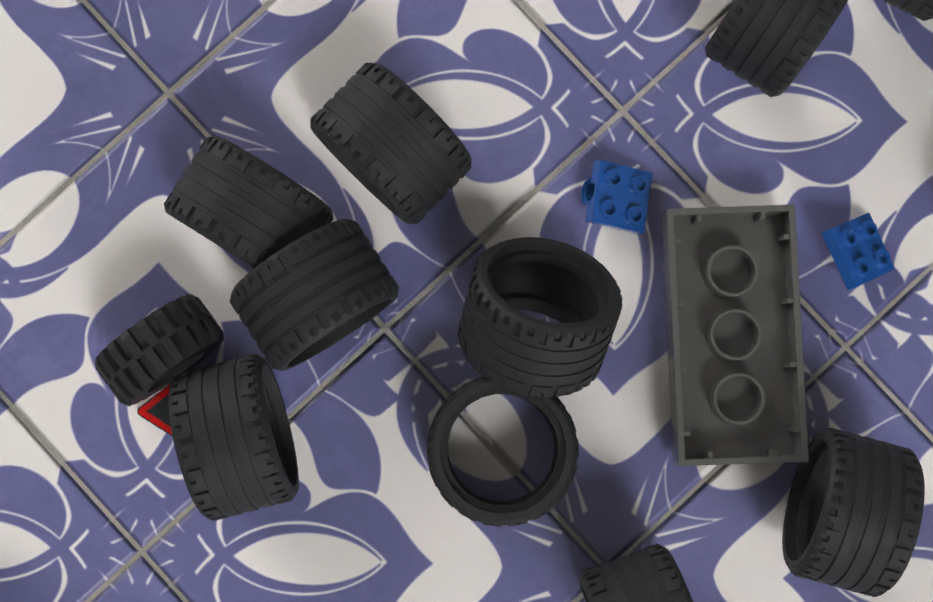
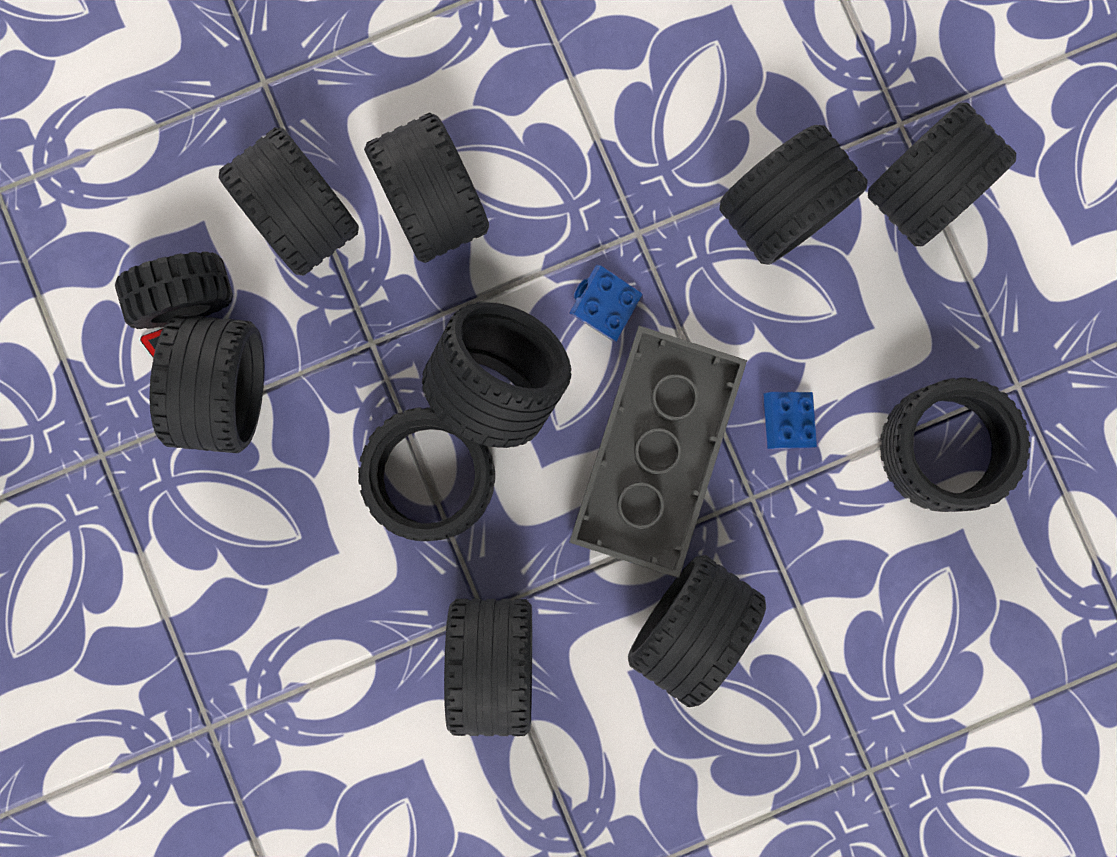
camera: 15 degrees right, 0 degrees up
(313, 293) = (317, 289): black tyre -> none

